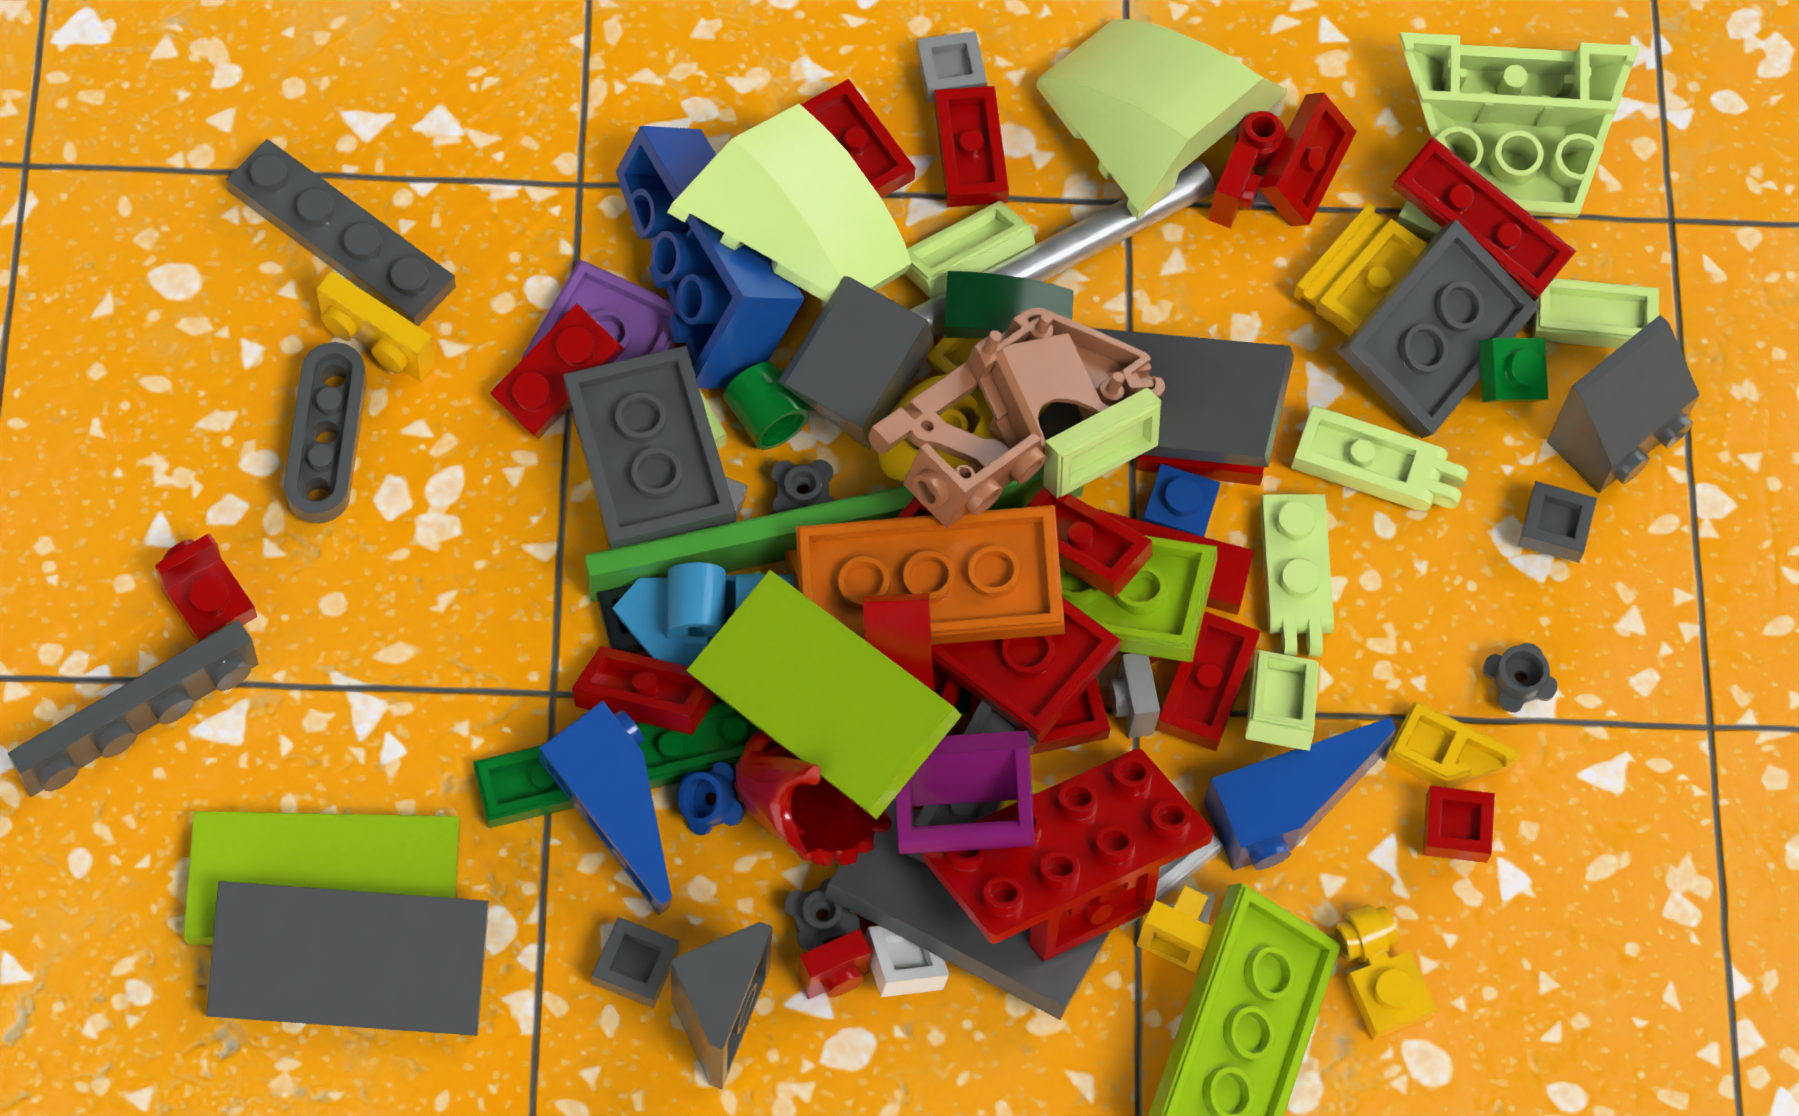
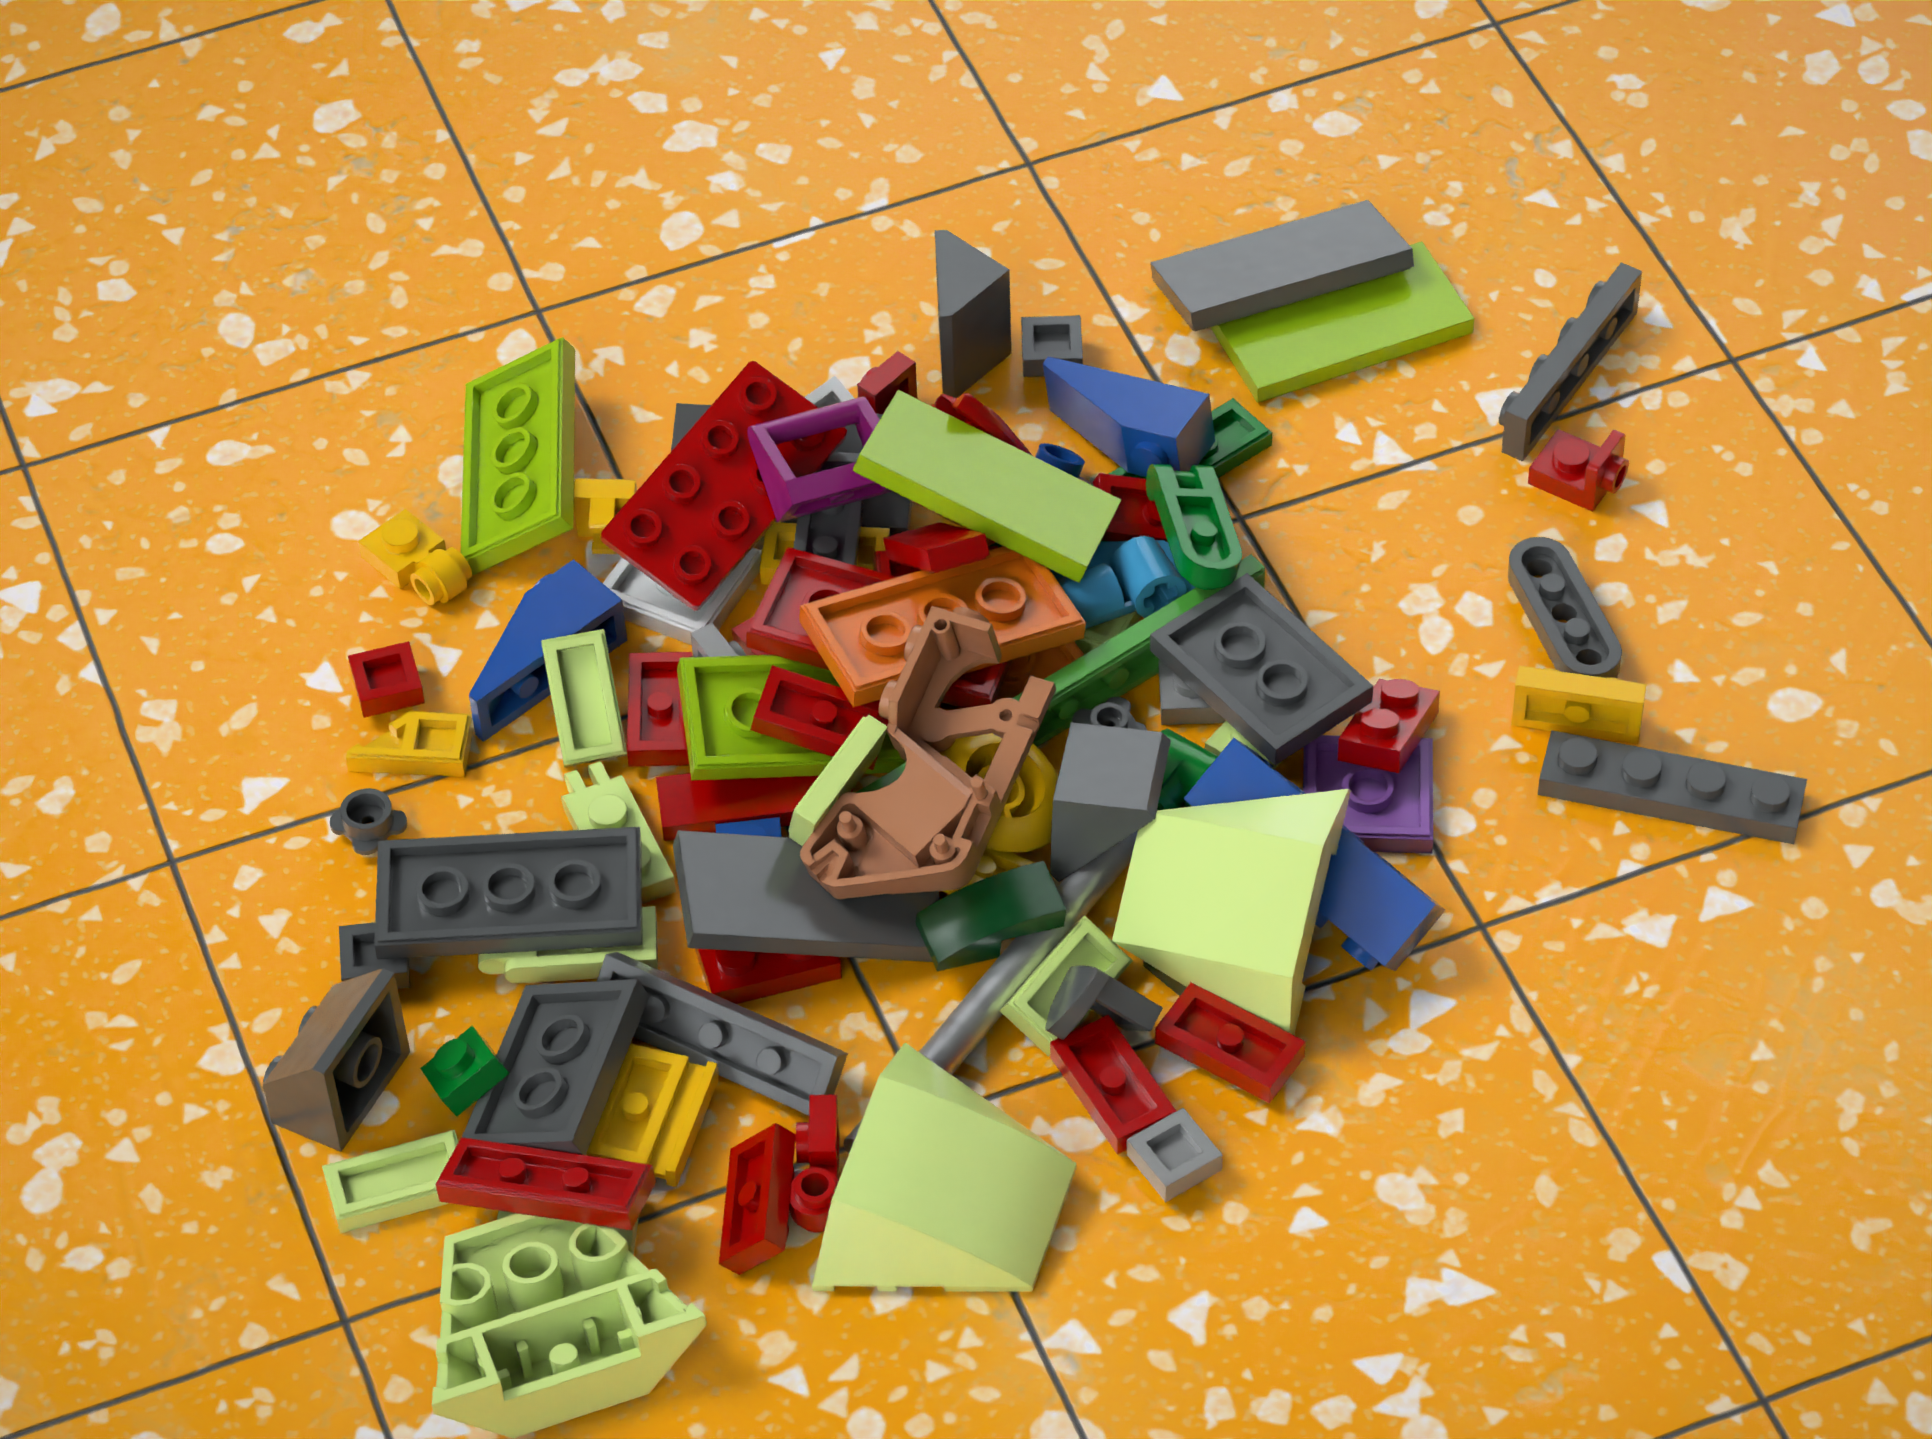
camera: 165 degrees right, 15 degrees down
(629, 610) = (1196, 524): none -> green plate
(954, 196) = (1095, 990): none -> dark grey tile
(1271, 305) = (742, 1042): none -> dark grey plate
(1423, 512) = (509, 893): none -> dark grey tile

